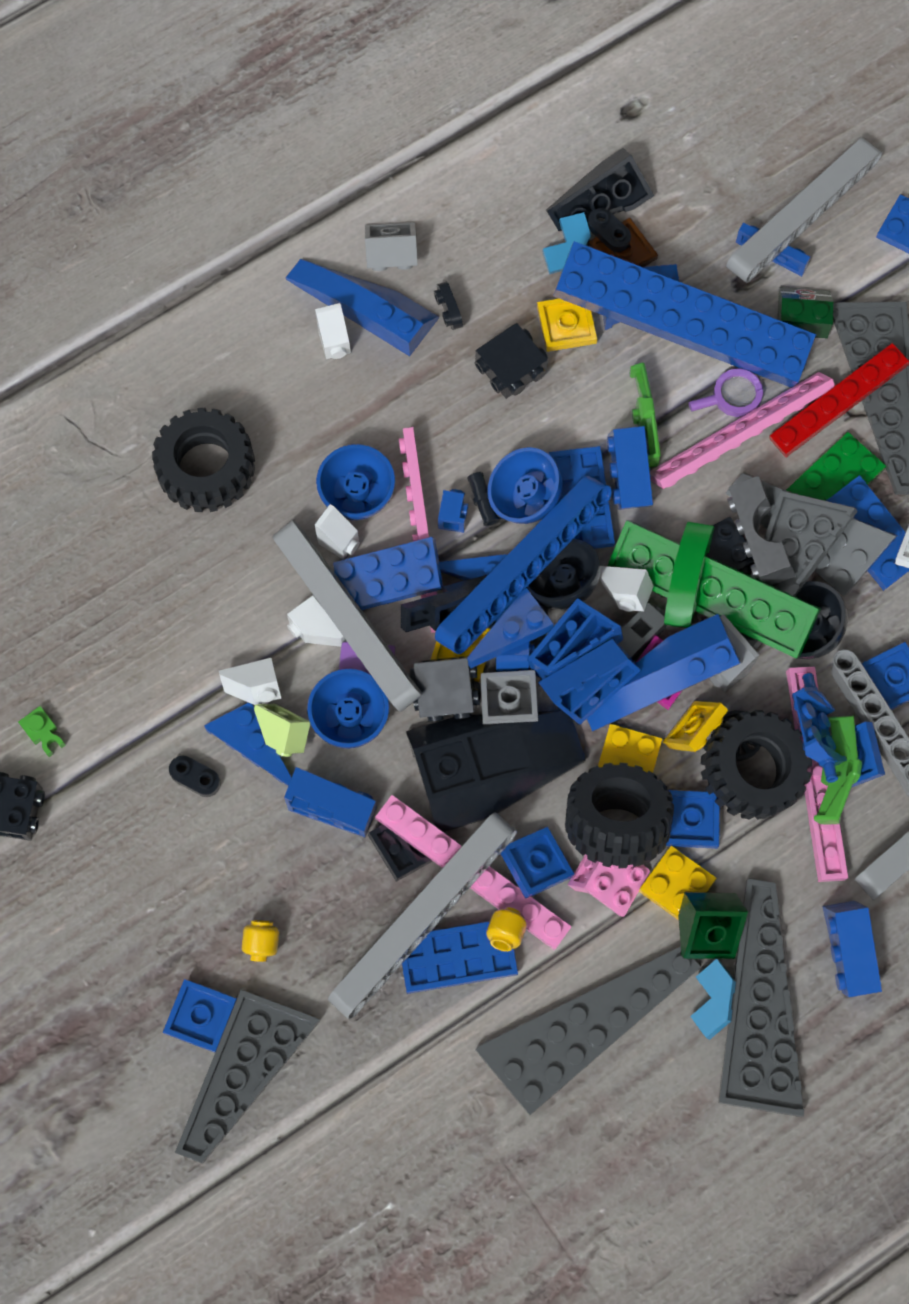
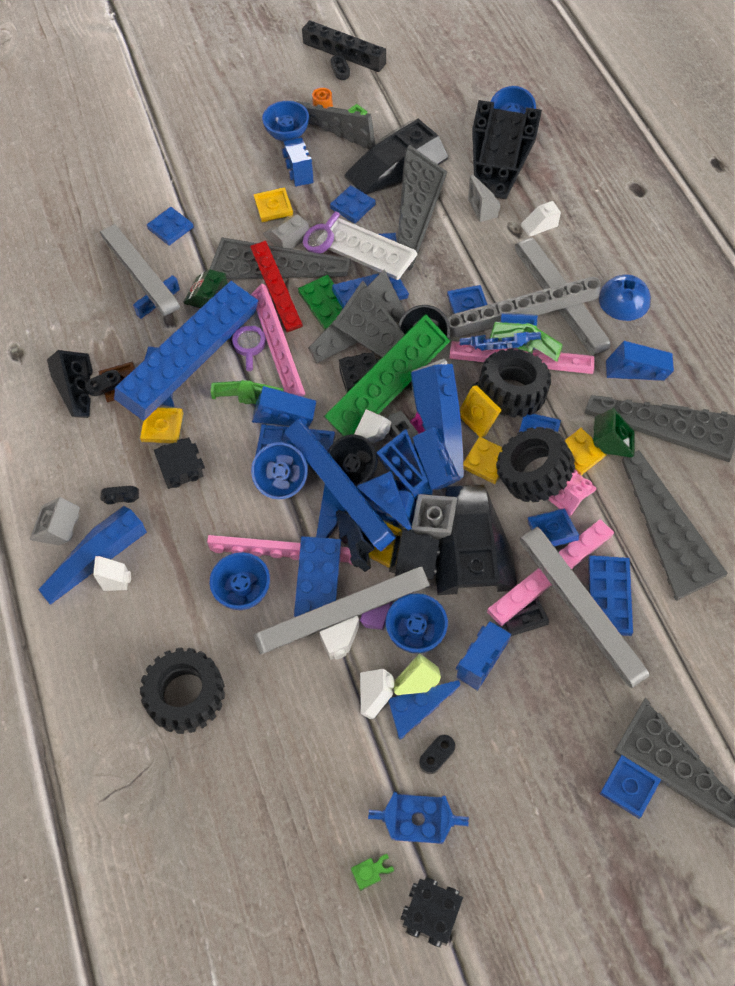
camera: 75 degrees left, 10 degrees down
(106, 747) = (435, 810): none -> blue plate
(260, 940) = (578, 728): yellow head -> none
(336, 533) = (274, 606): white slope -> none
(453, 511) = (279, 526): blue brick -> none
(481, 499) = (275, 505): black pin -> none
(506, 929) = (601, 554): yellow head -> none
(574, 229) = (100, 404): dark azure tile -> none
(687, 574) = (376, 385): green slope -> none
(717, 1011) = (671, 445): dark azure tile -> none
(770, 558) = (379, 339): flat silver arch -> none

